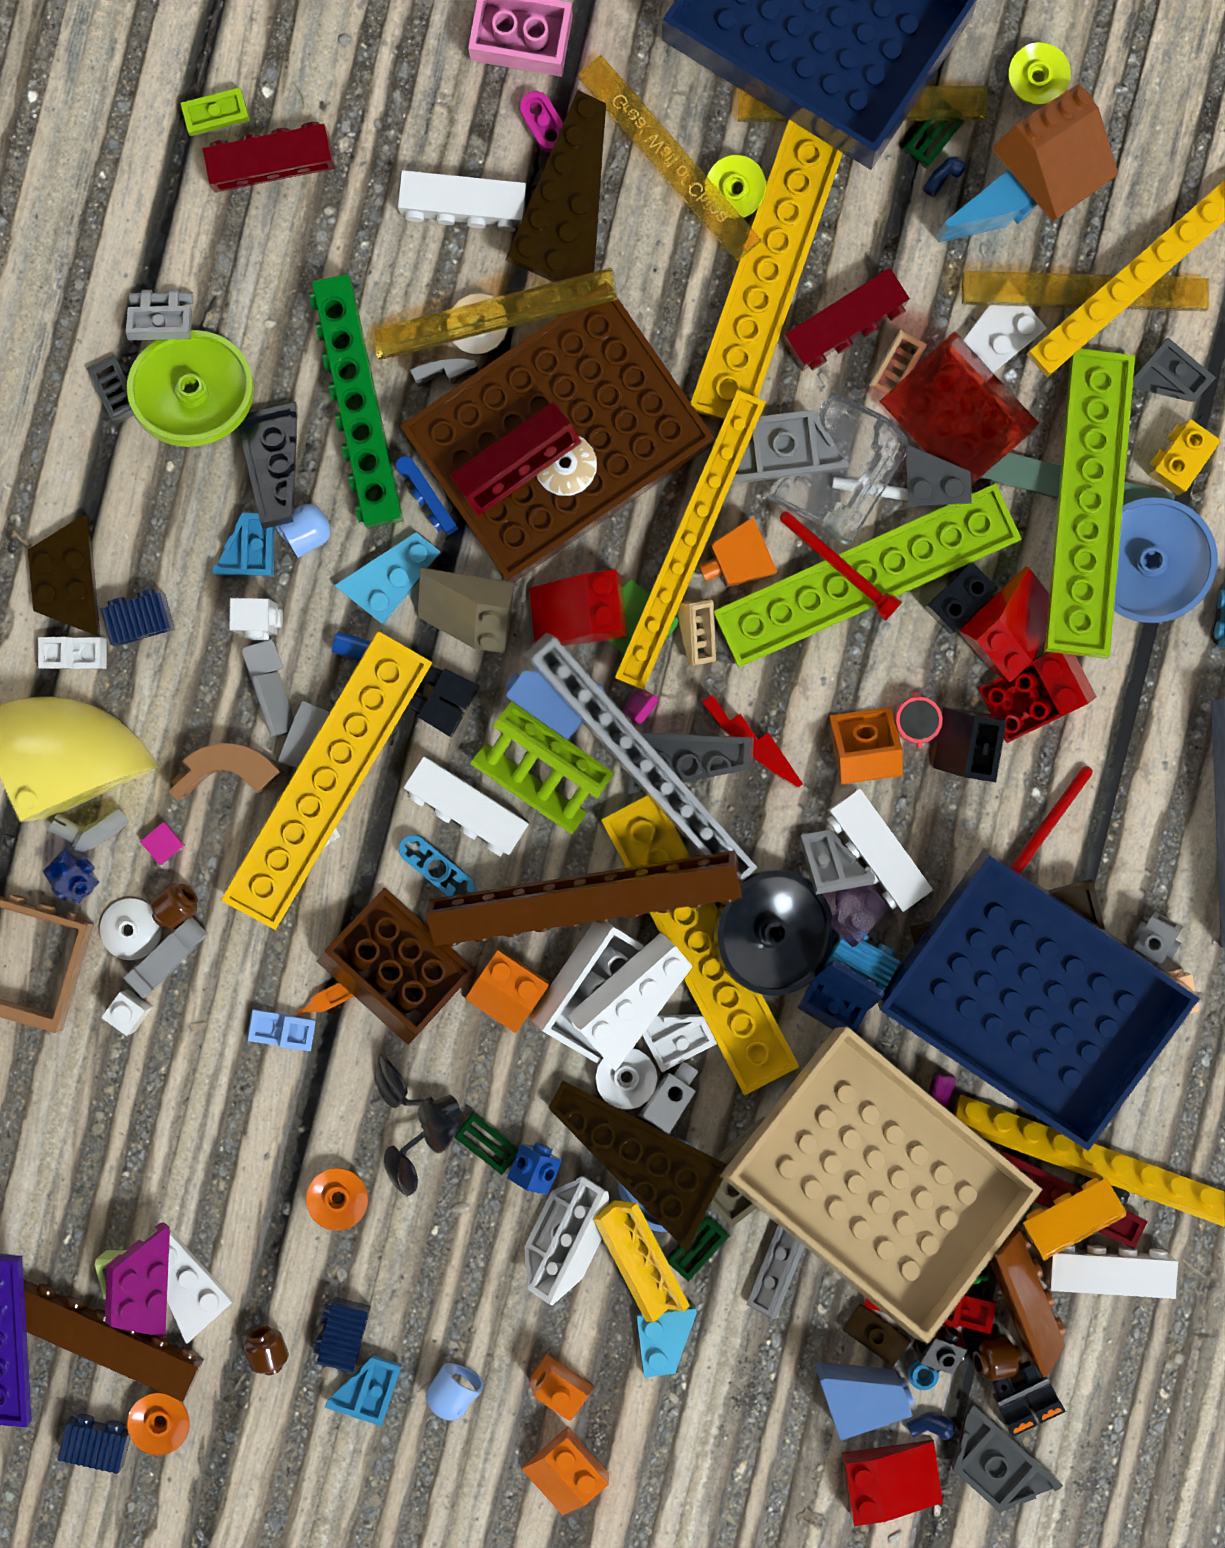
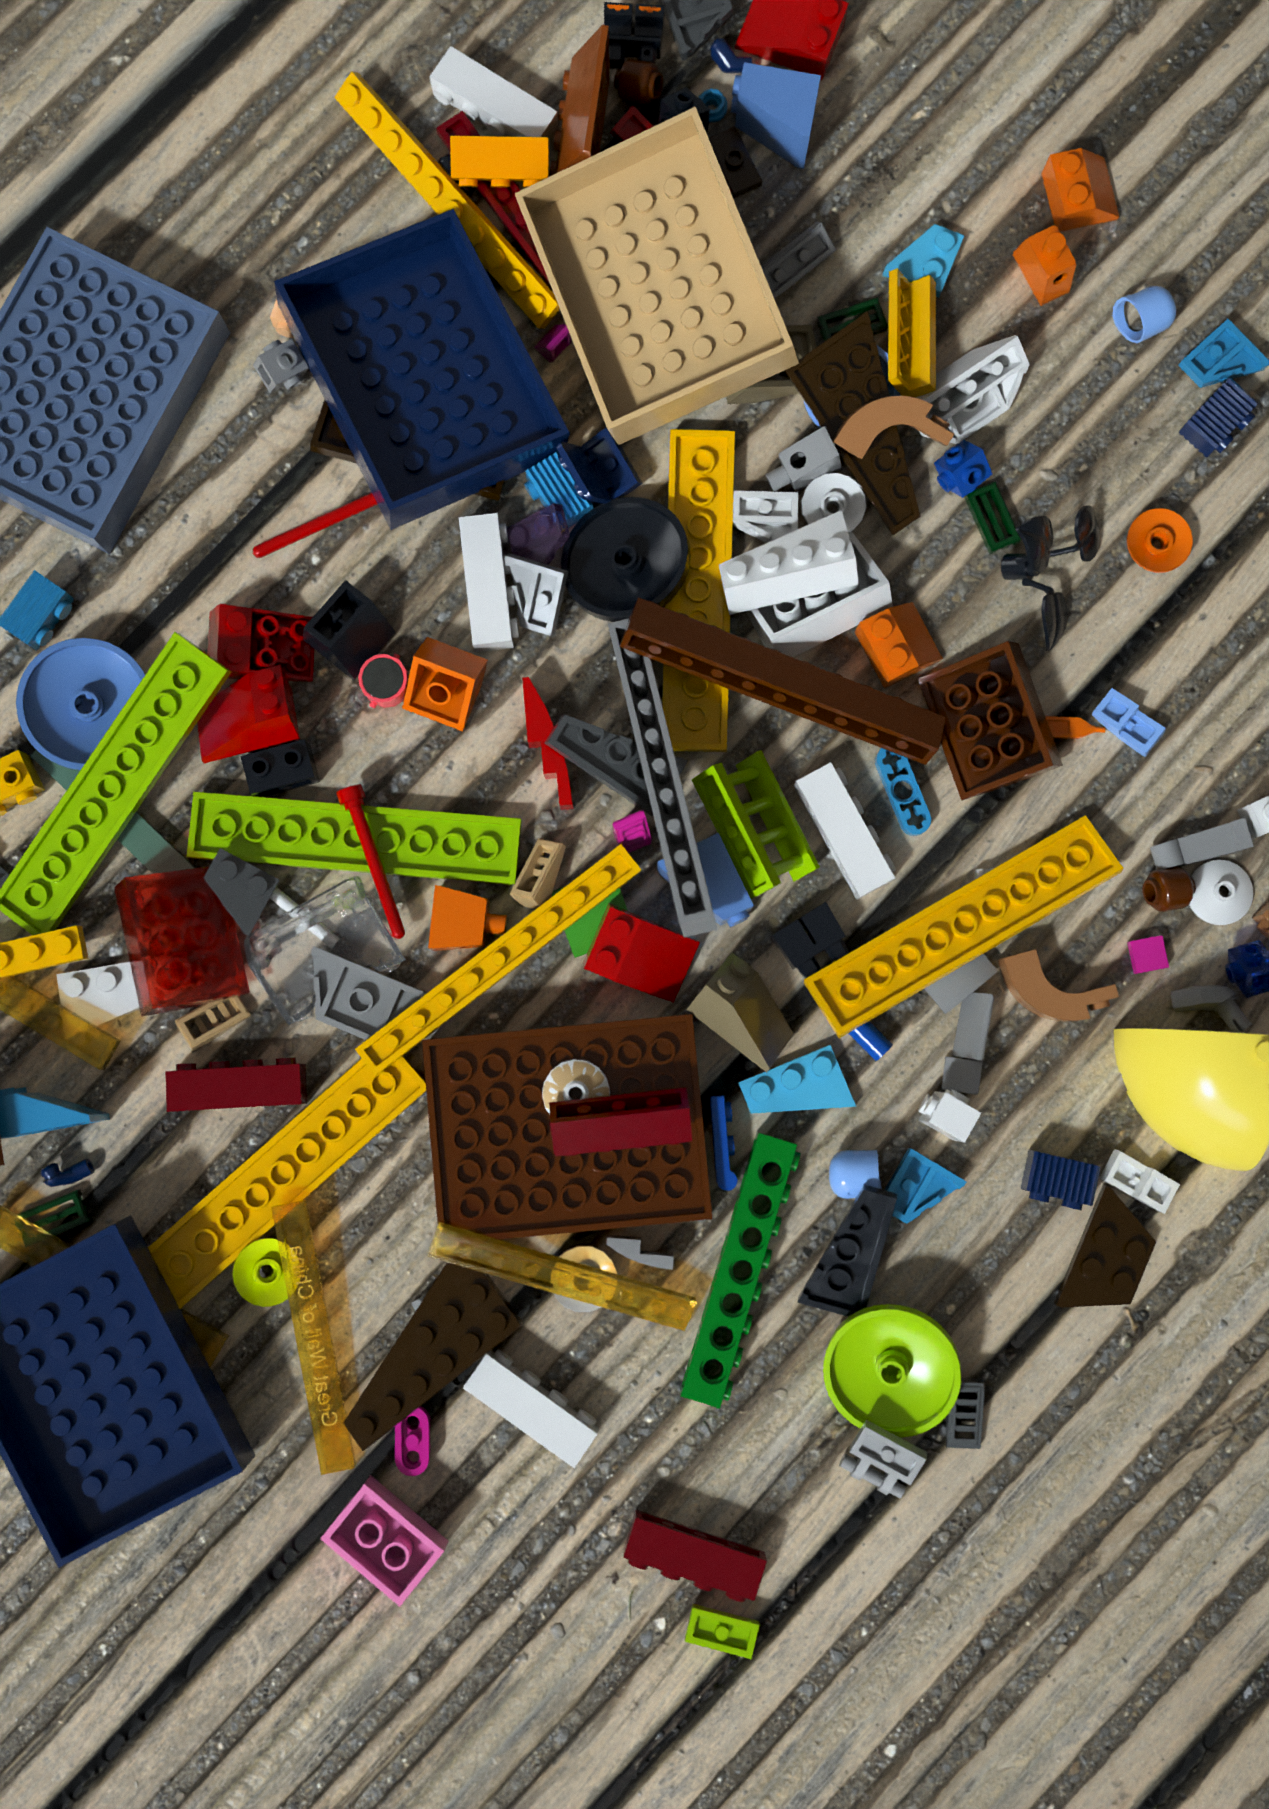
camera: 145 degrees left, 5 degrees down
(623, 1173) = (873, 417): none -> medium nougat arch

